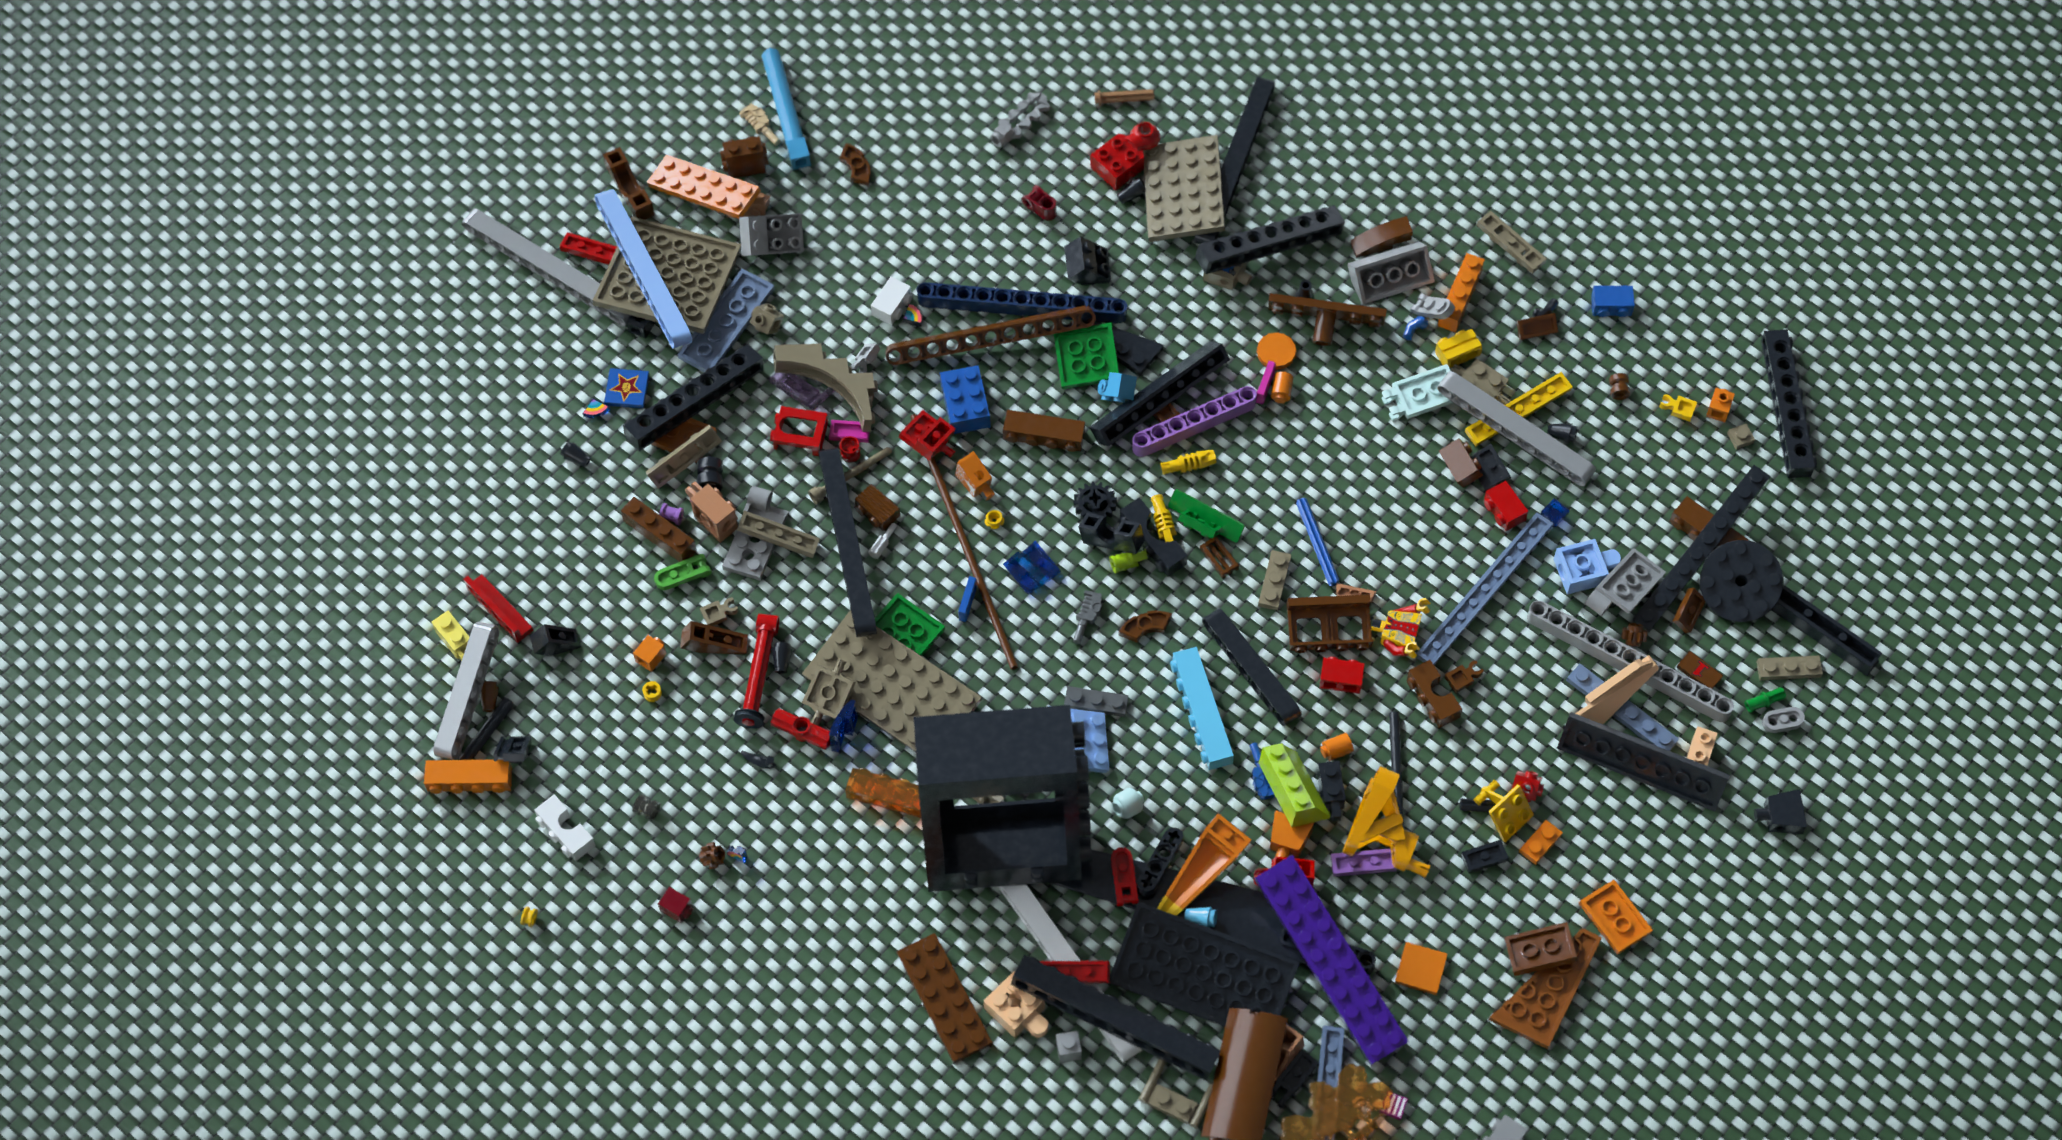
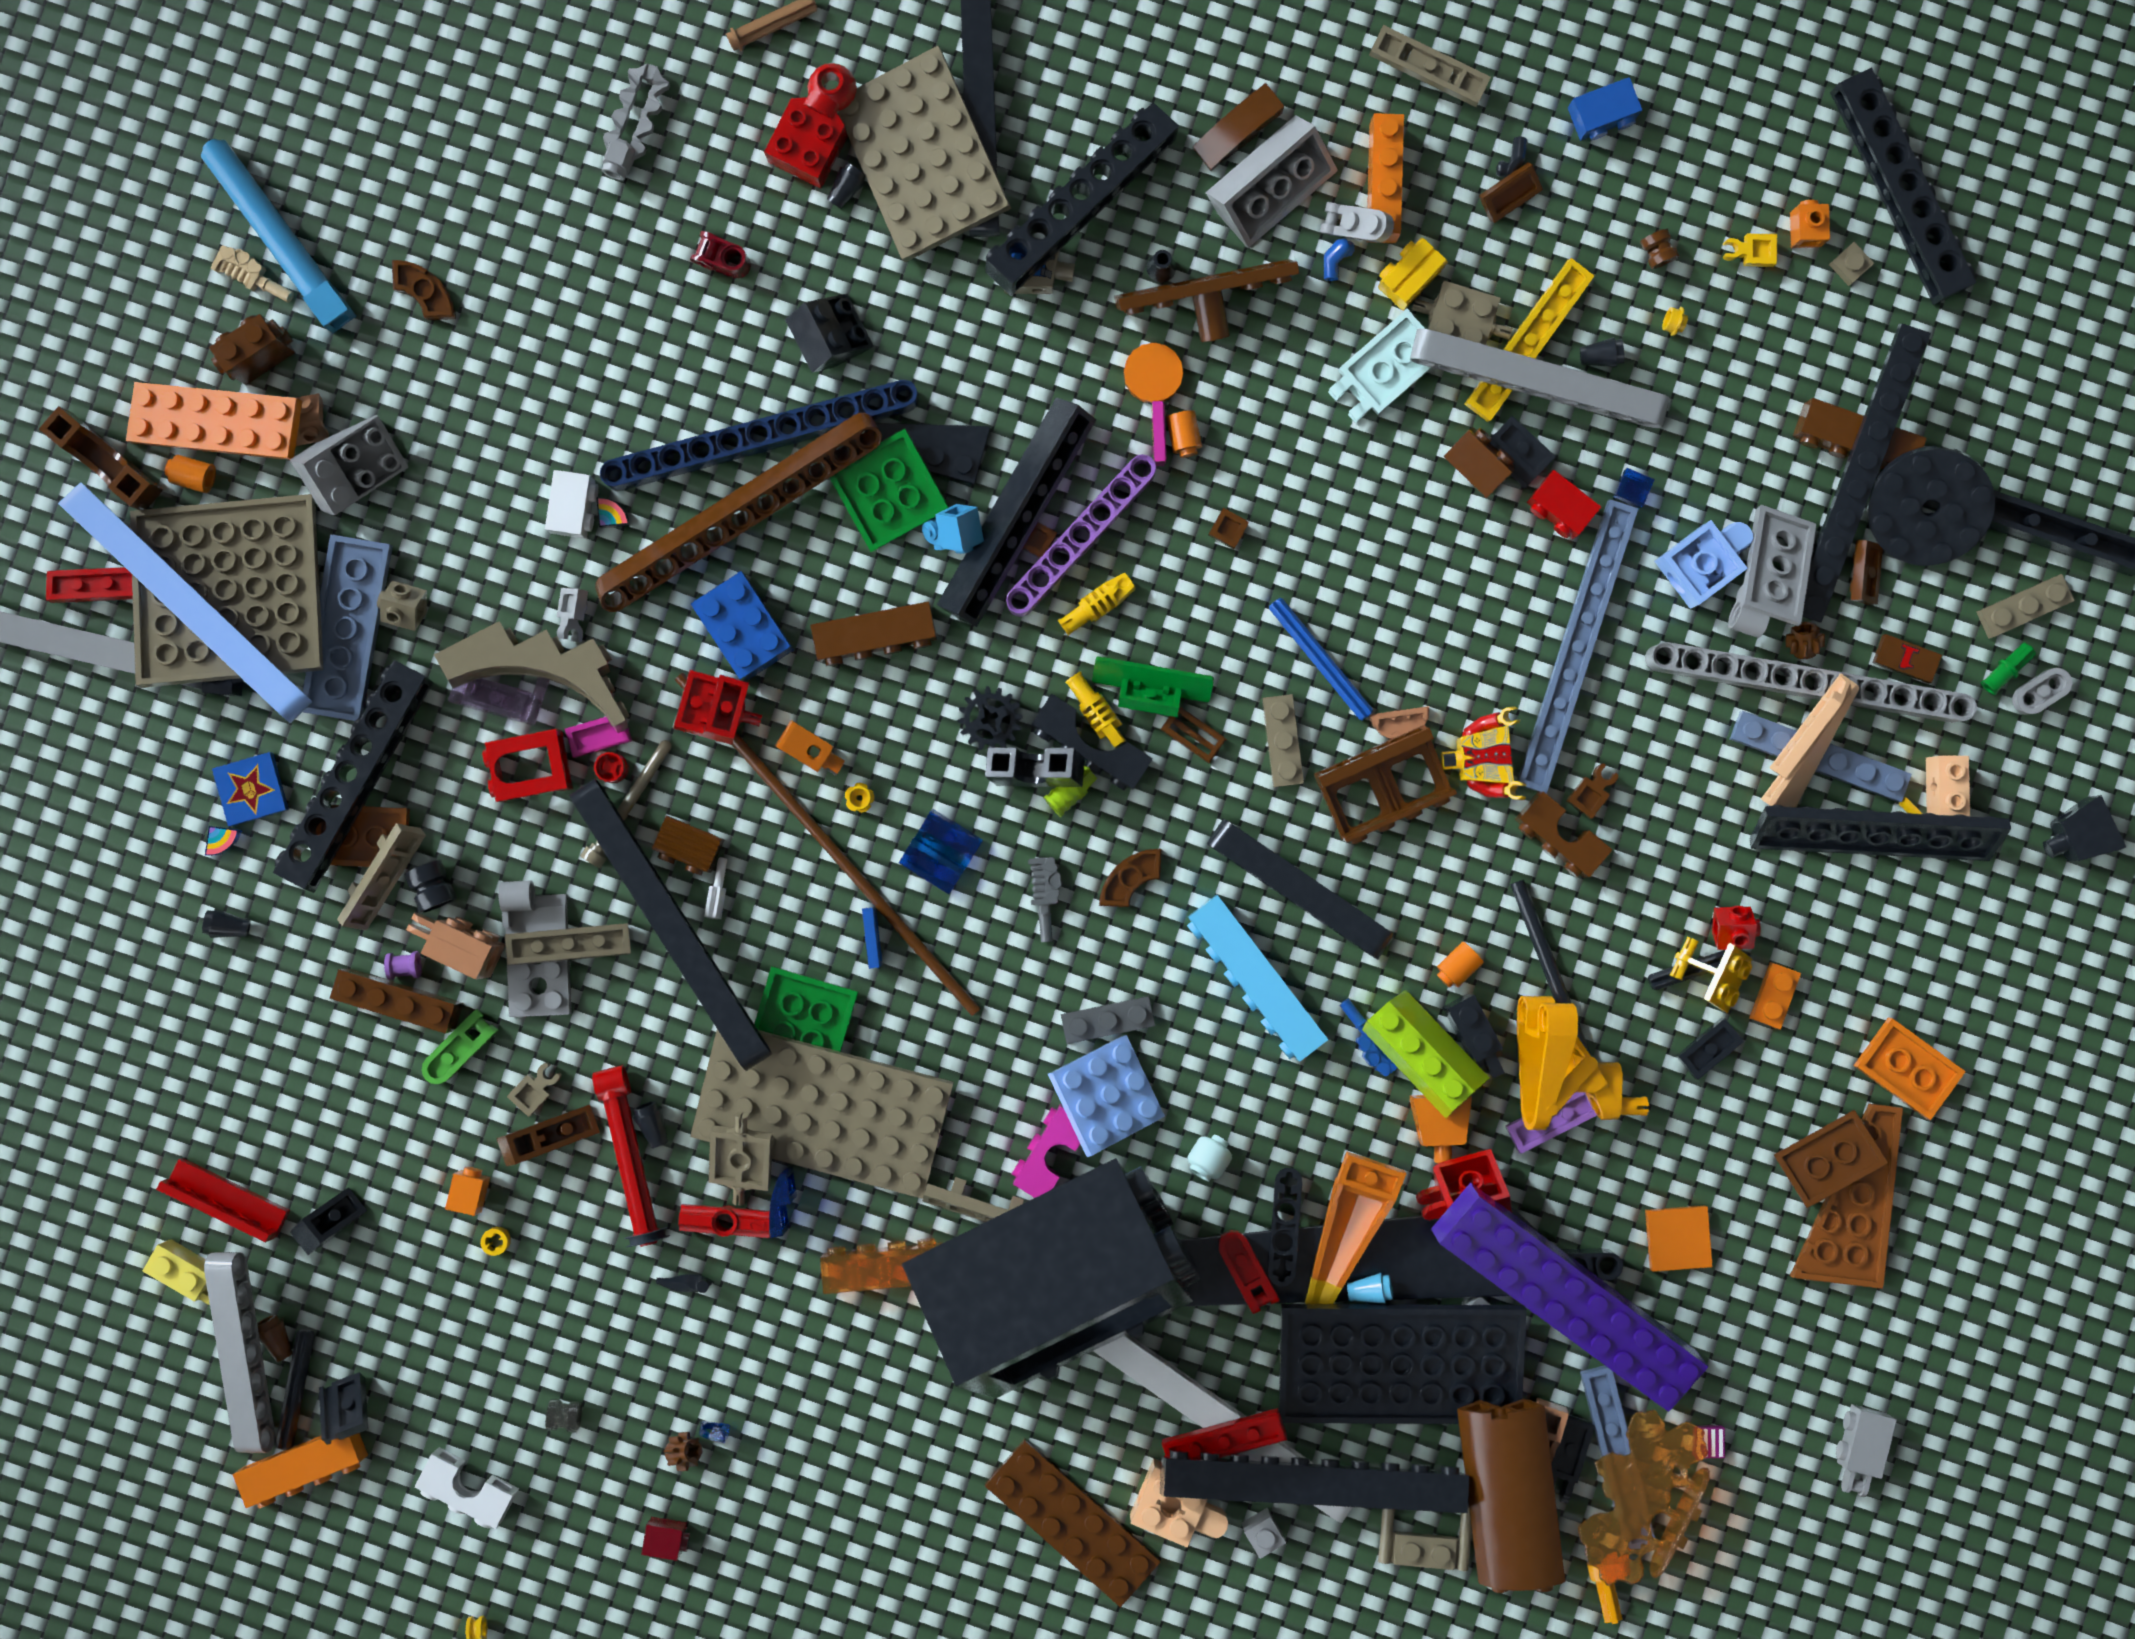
camera: 25 degrees left, 25 degrees up
(675, 210) = (190, 473): none -> orange brick
(1288, 448) = (1228, 528): none -> reddish brown plate
(1341, 675) = (1428, 855): red brick -> none
(1615, 429) = (1675, 321): none -> yellow plate

